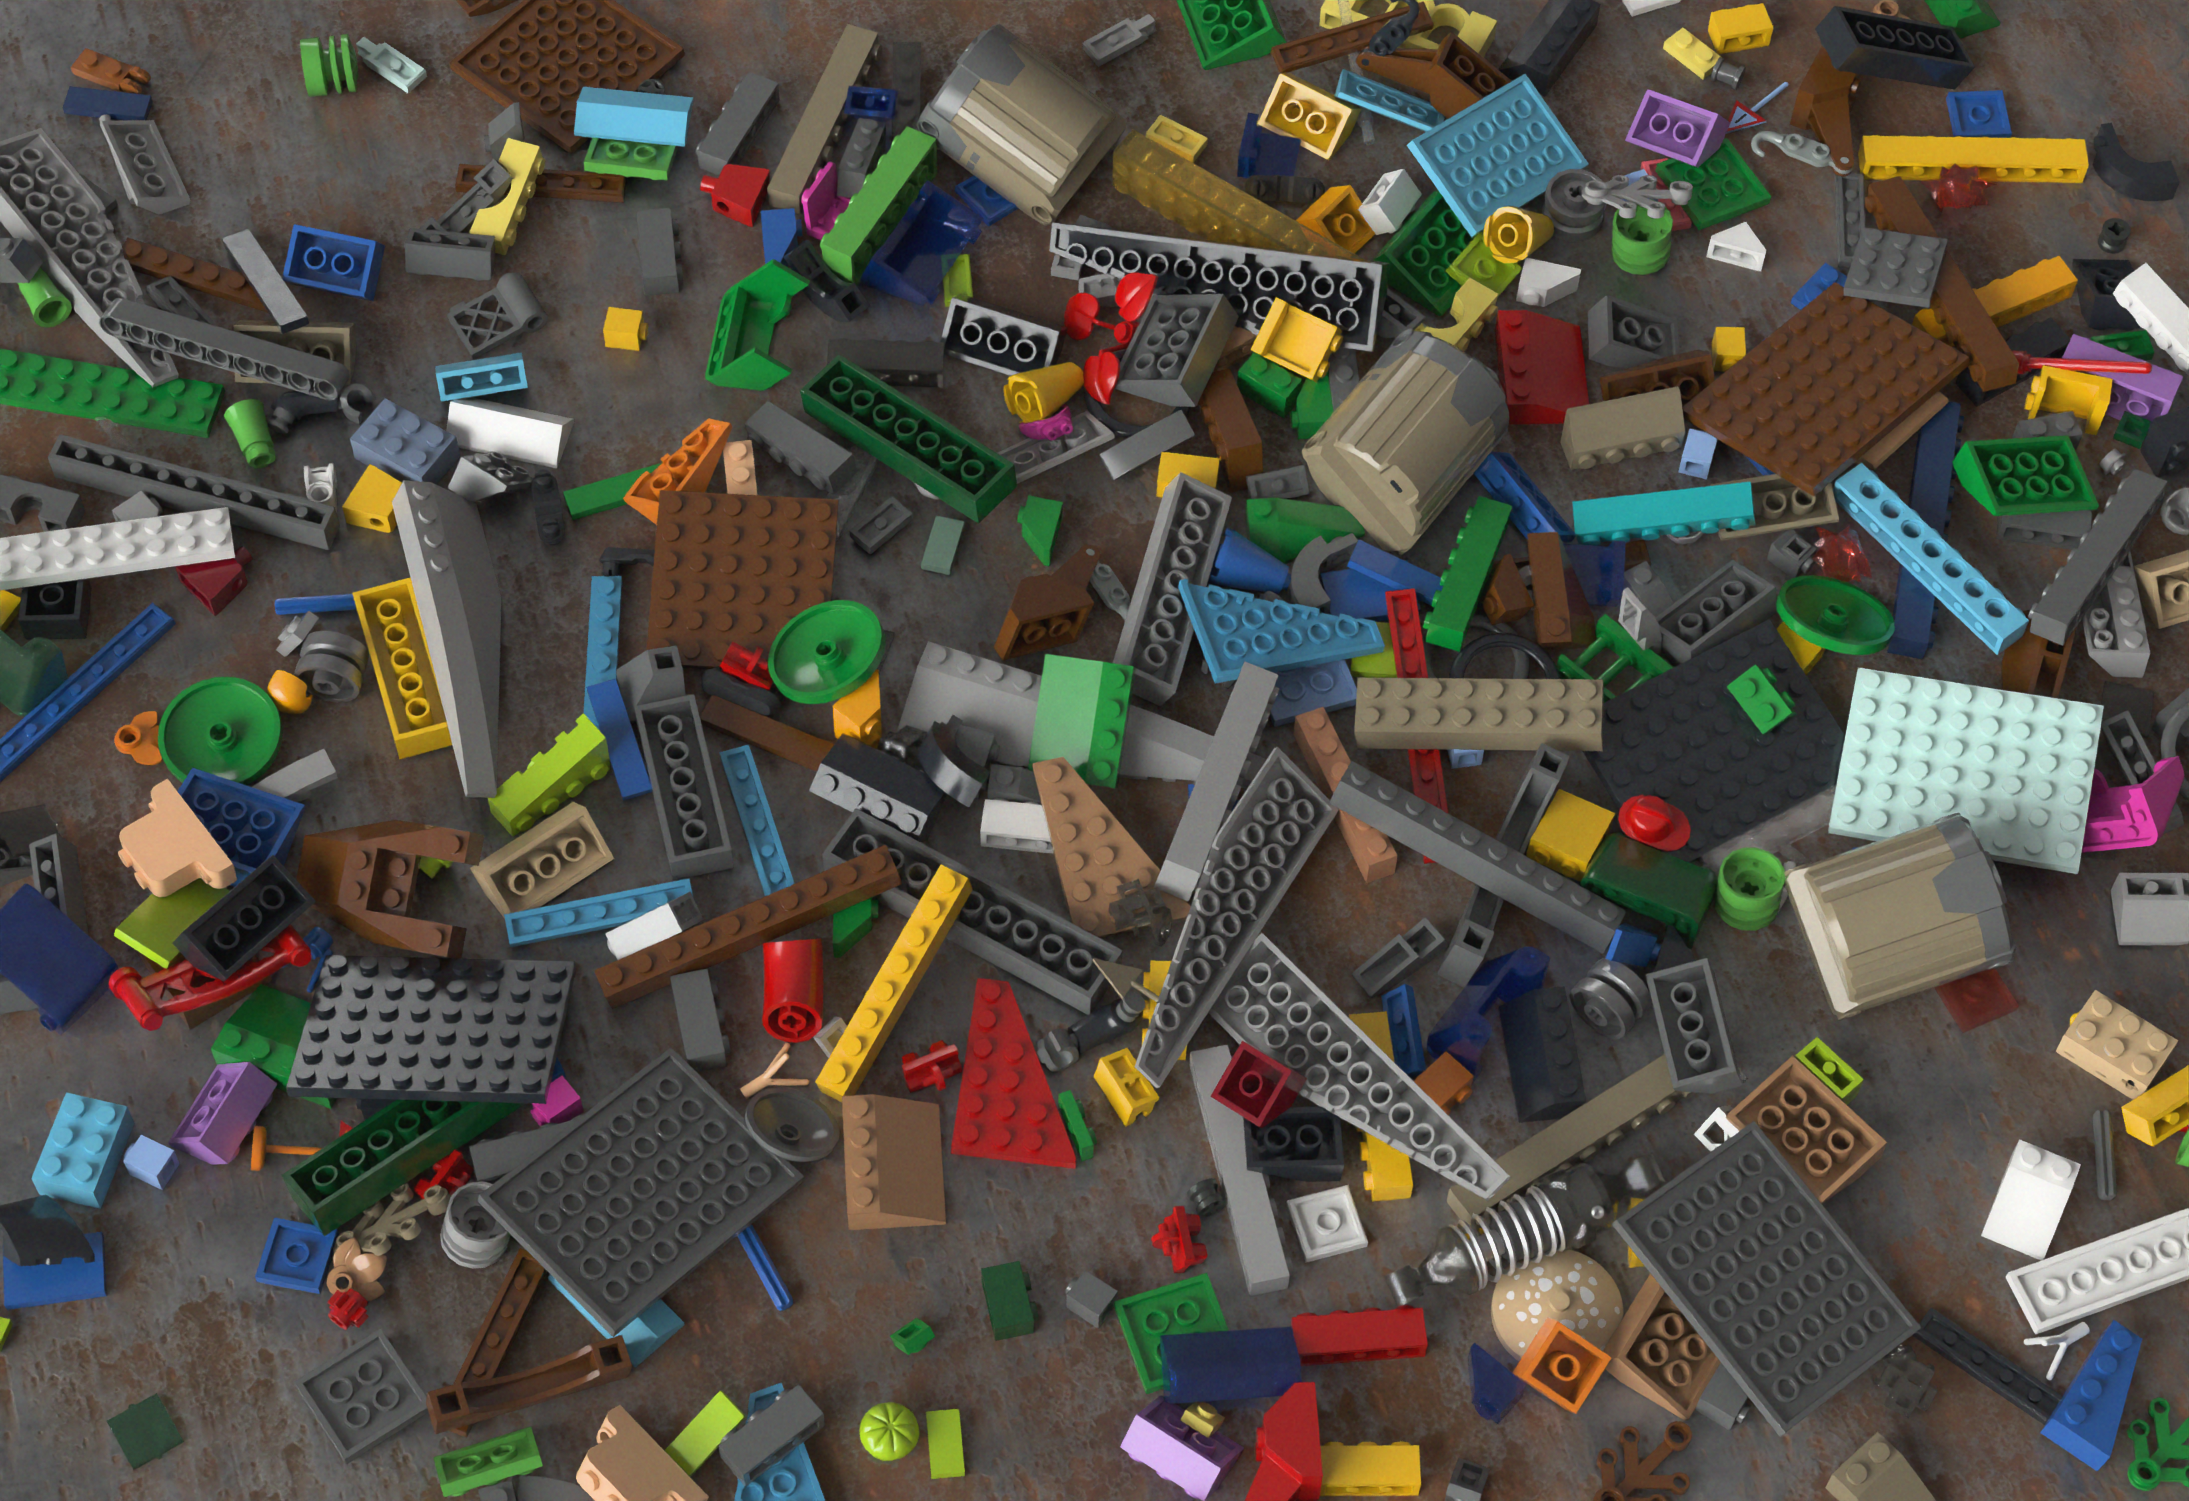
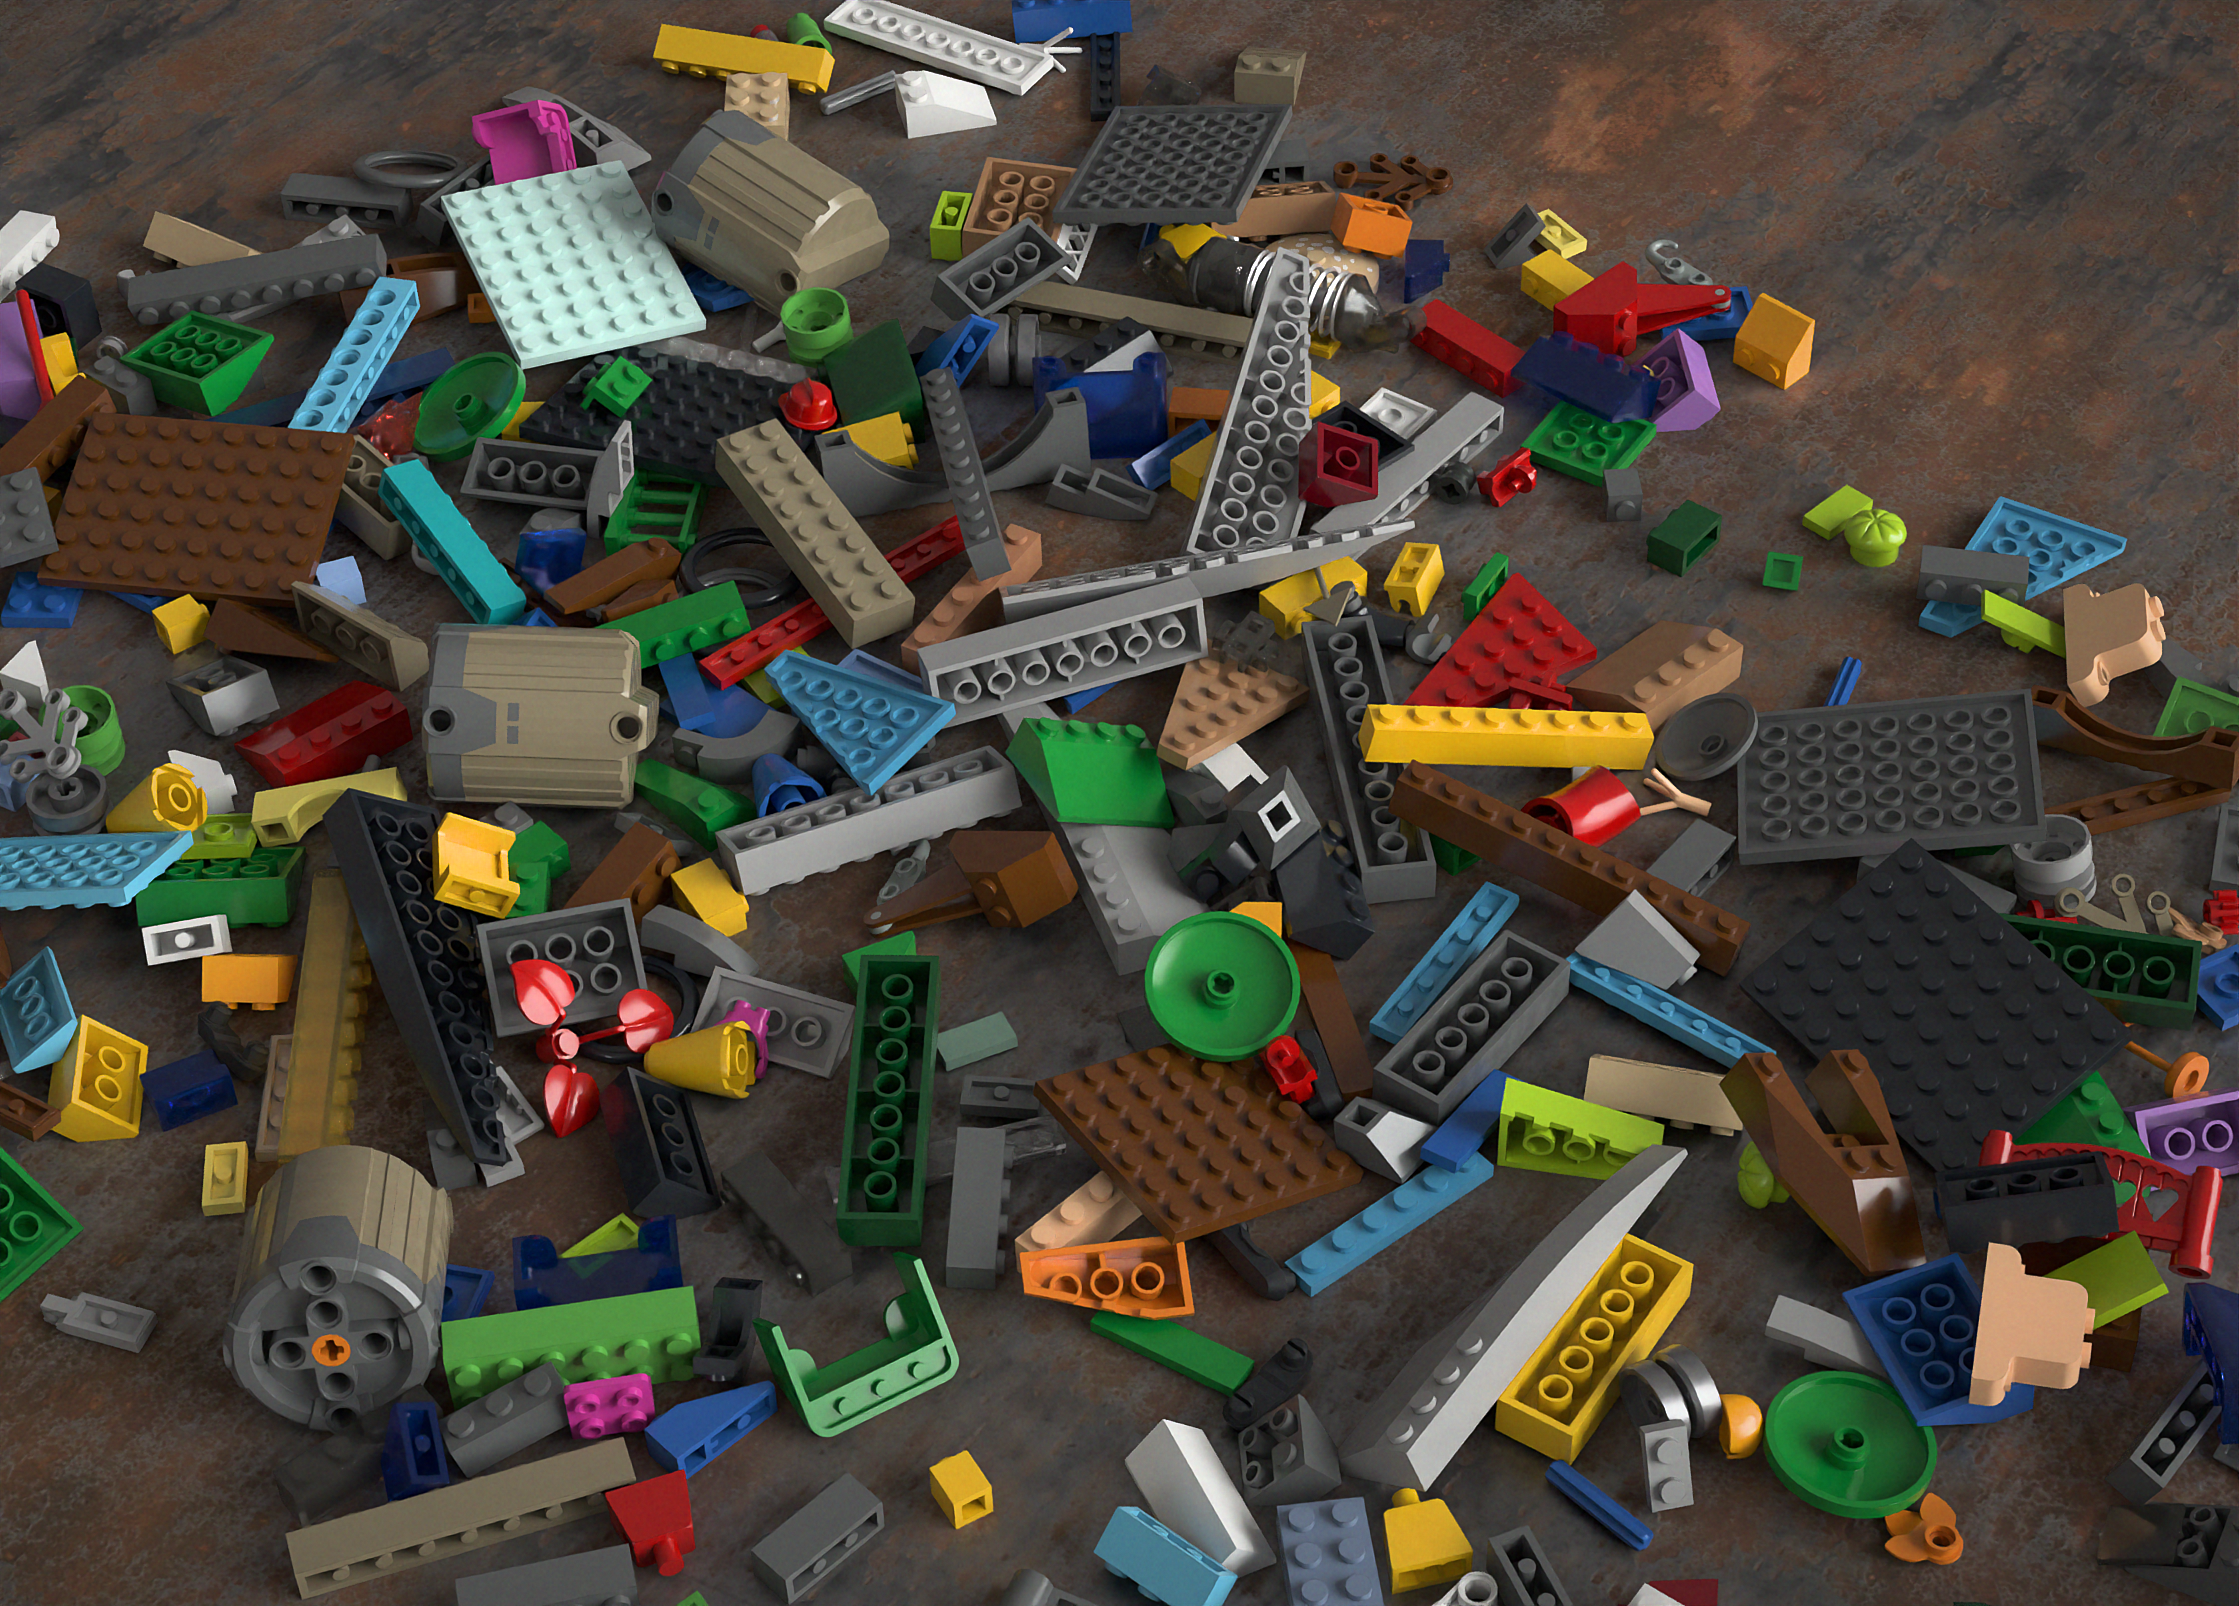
camera: 125 degrees left, 15 degrees down
(921, 758) = (1276, 818): none -> dark grey slope

